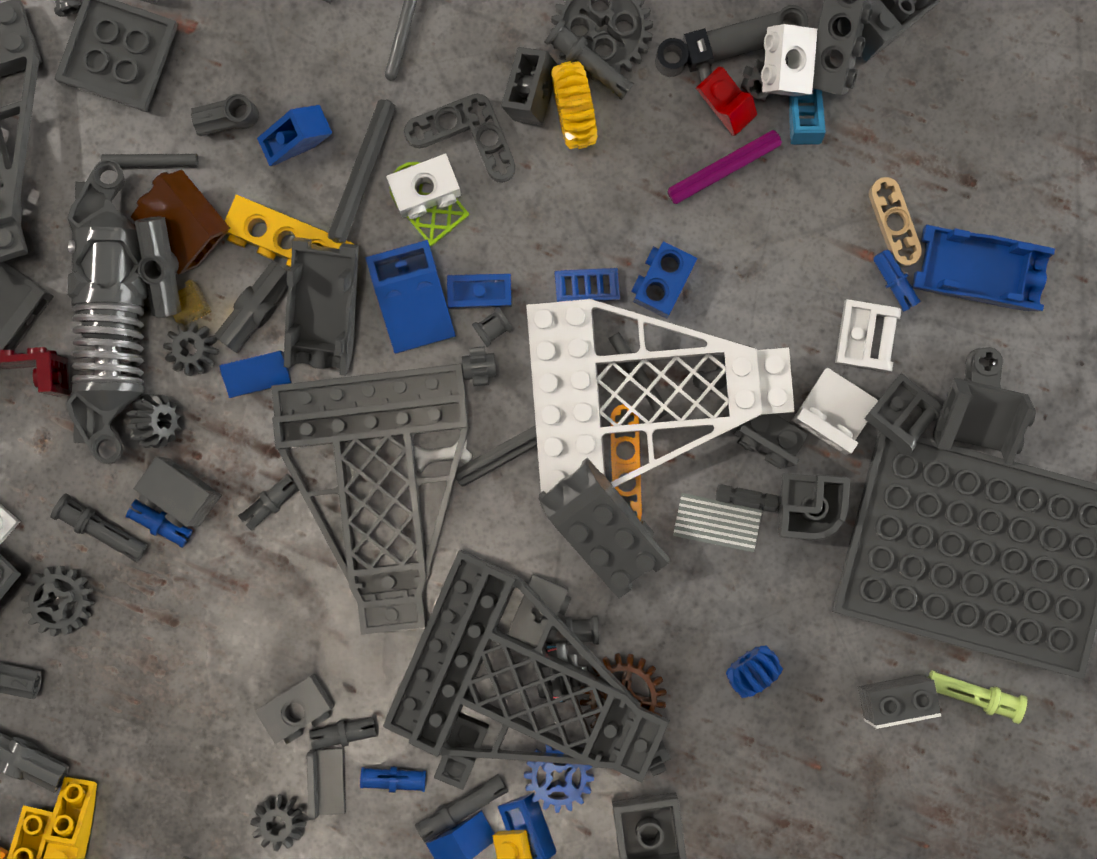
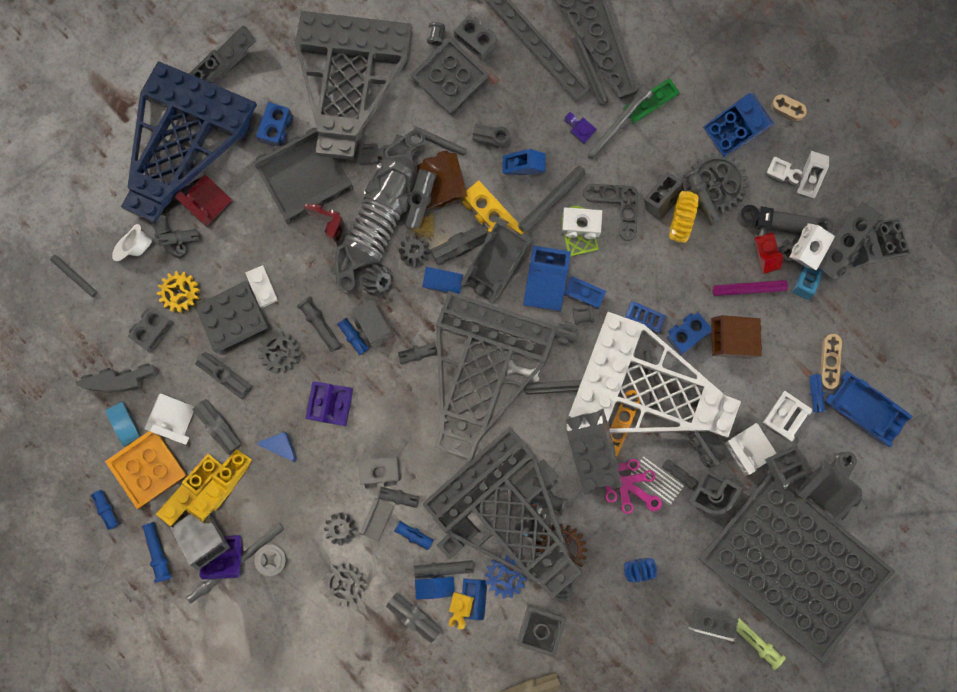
camera: 25 degrees right, 5 degrees down
(50, 230) = (370, 153): none -> dark grey plate
(127, 741) = (280, 445): none -> blue slope
(172, 641) = (329, 403): none -> dark purple slope
(358, 40) = (581, 129): none -> dark purple plate
(676, 551) = (627, 482): none -> dark pink plant
(737, 252) = (736, 337): none -> reddish brown brick

